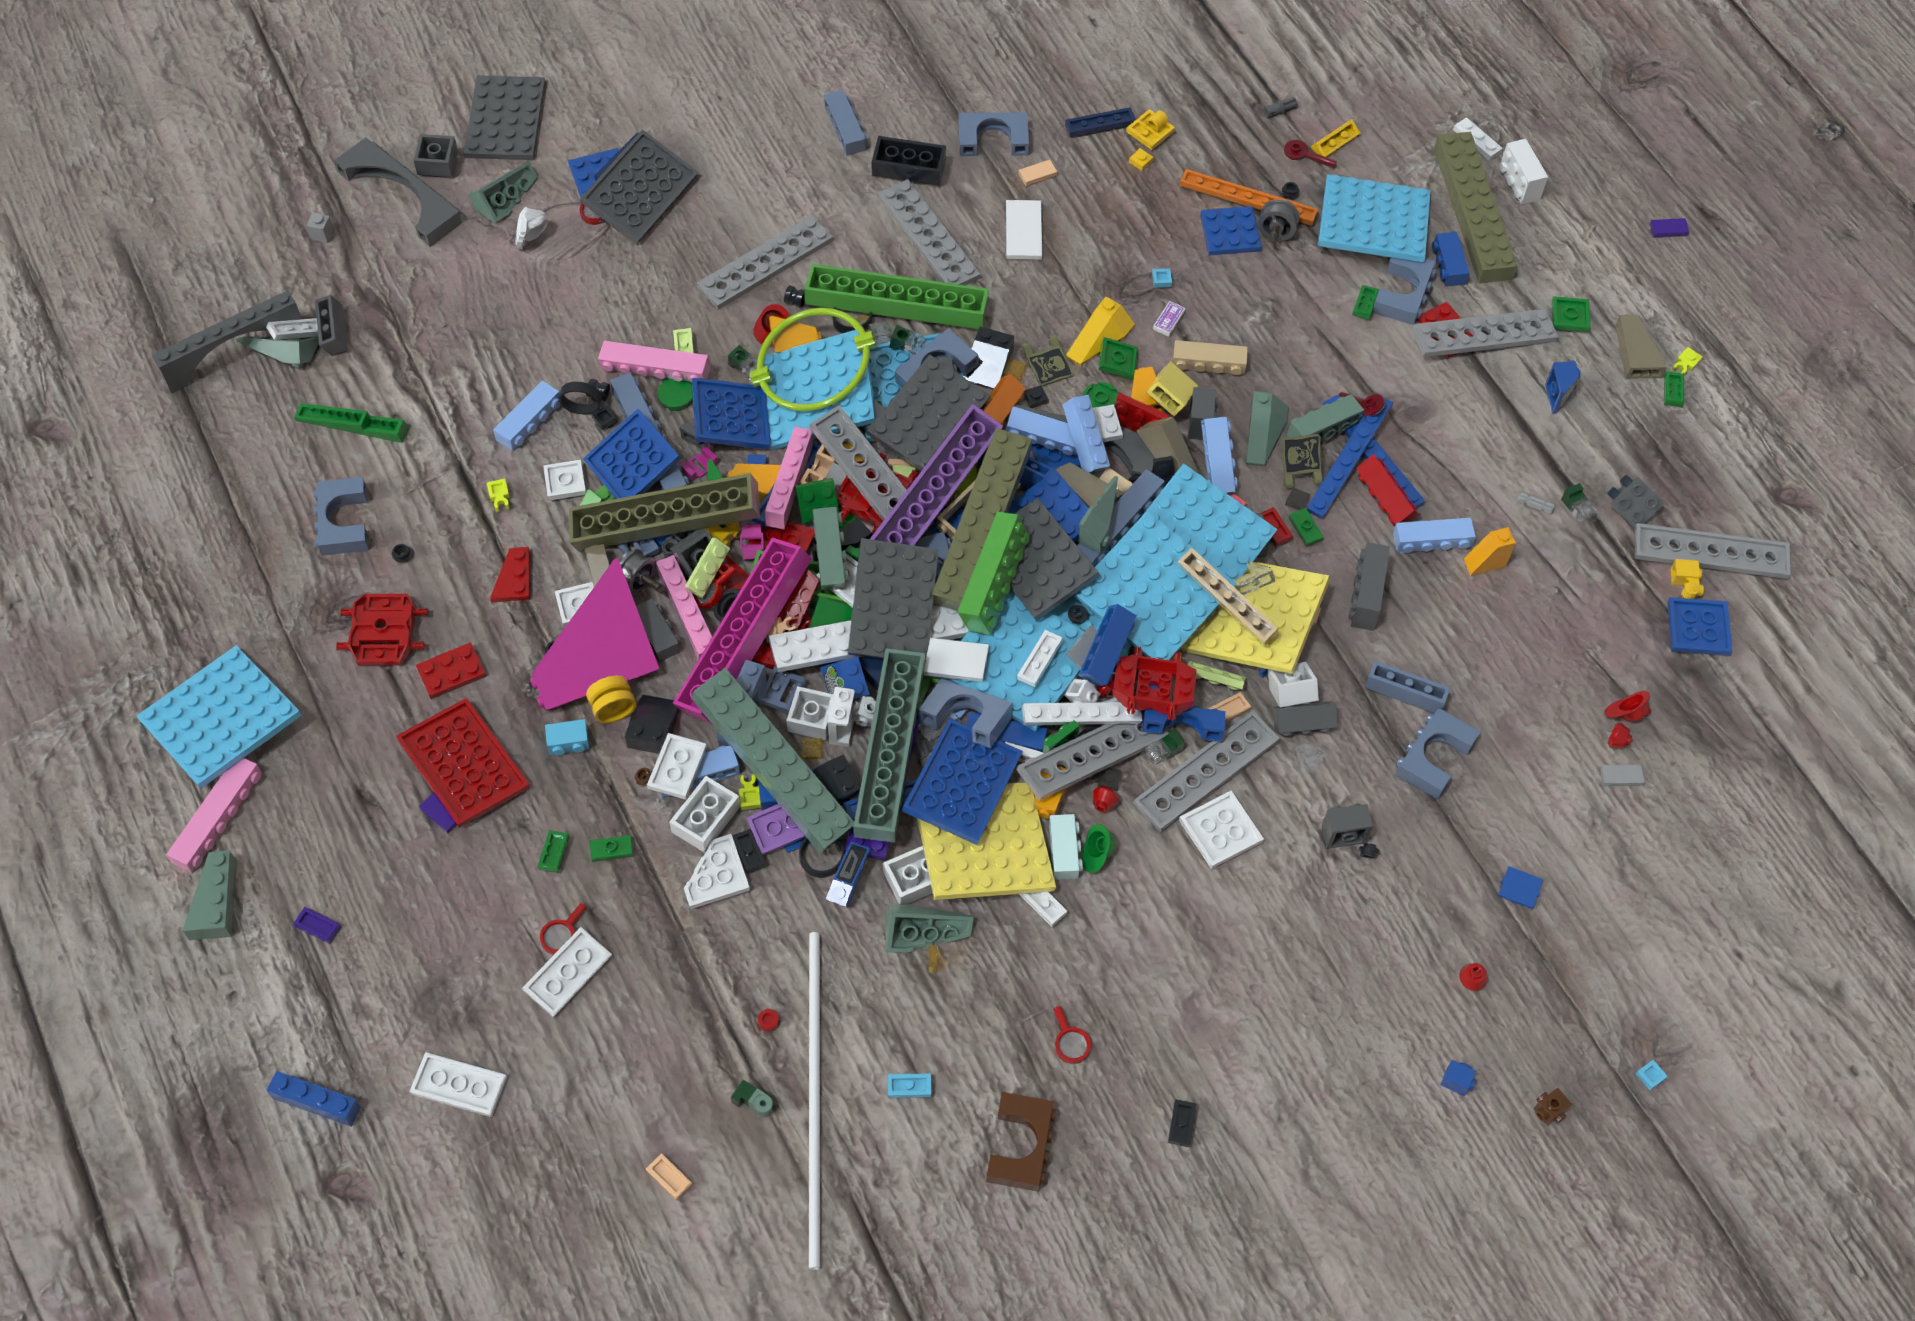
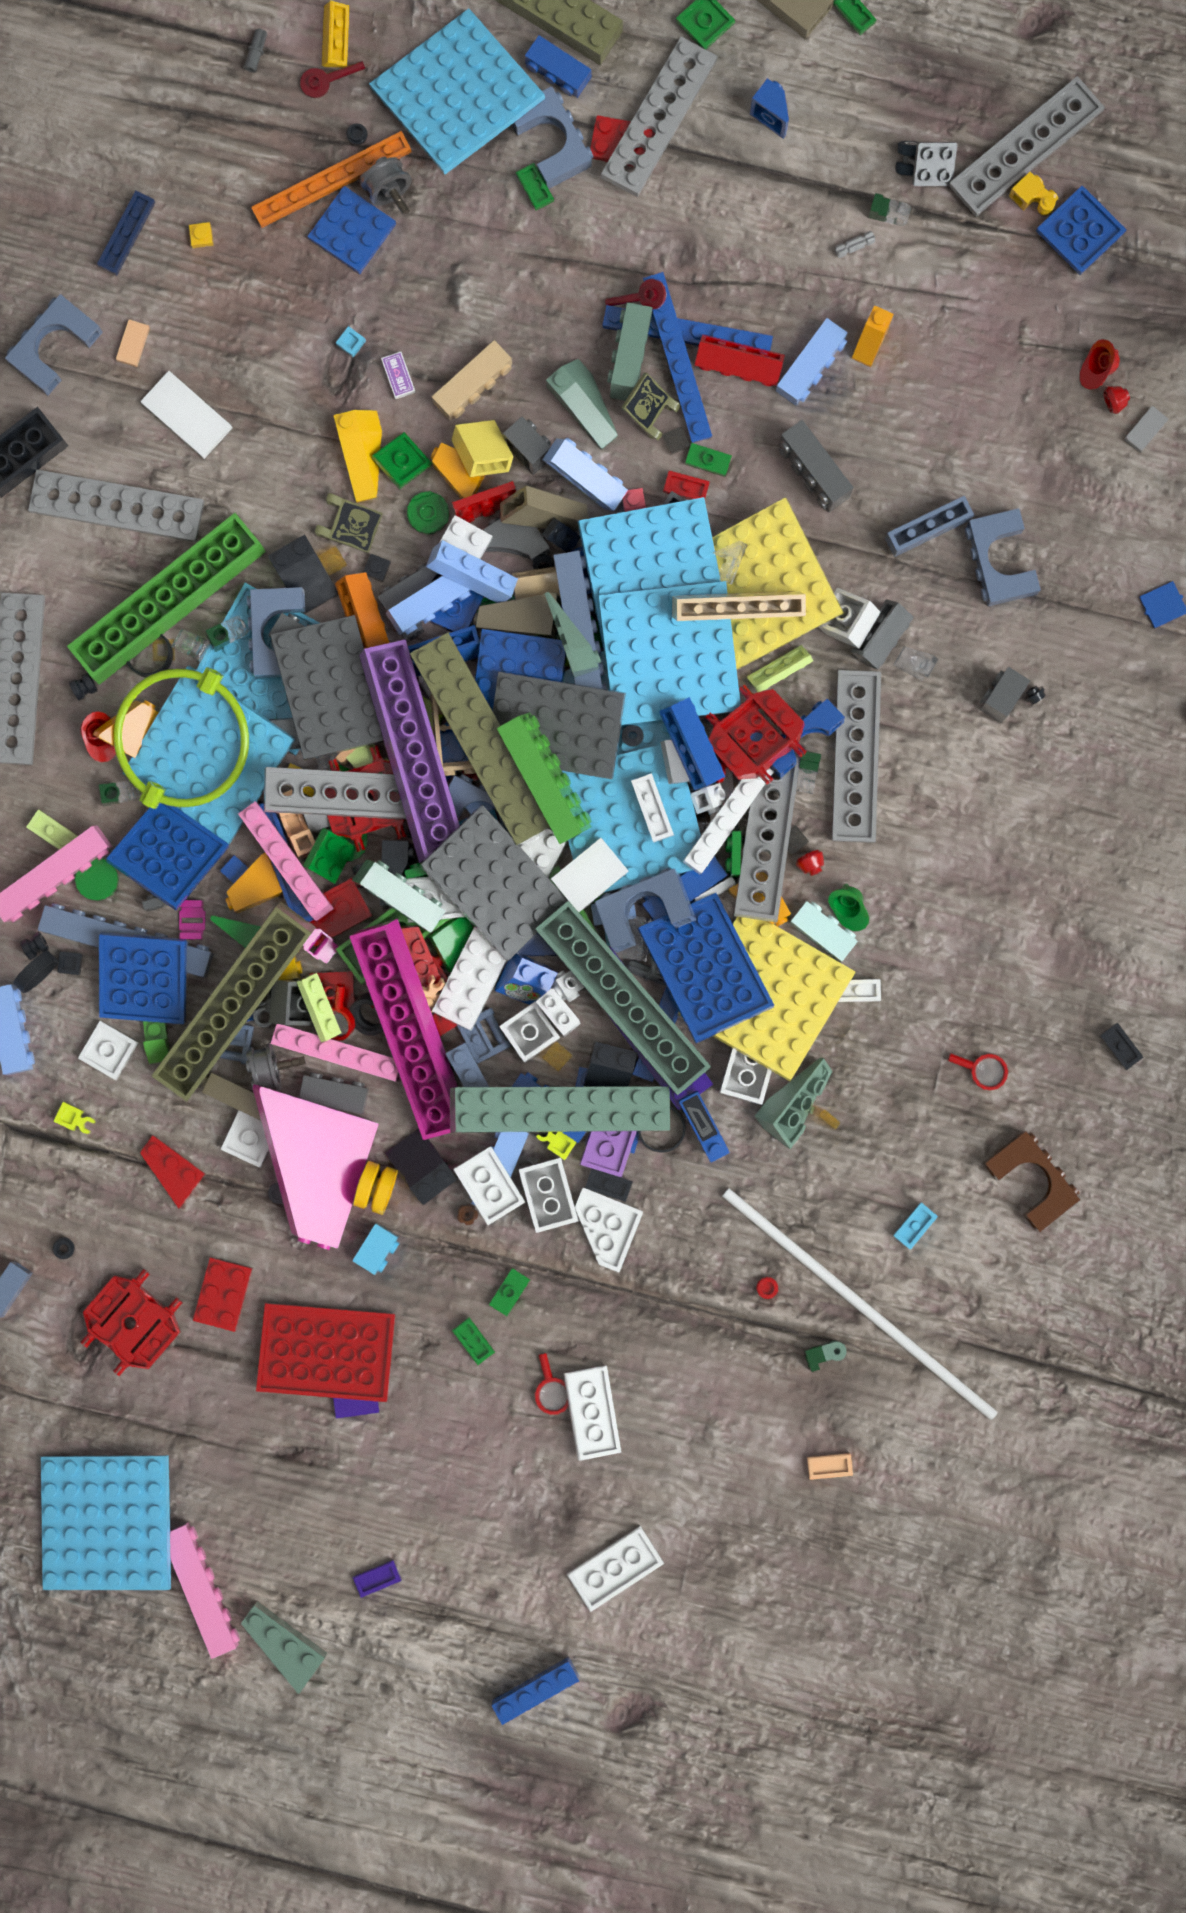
camera: 45 degrees left, 25 degrees up
(1151, 128) = (176, 194): yellow plate -> none
(1221, 829) = (916, 793): white plate -> none
(1234, 706) = (816, 684): light nougat tile -> none

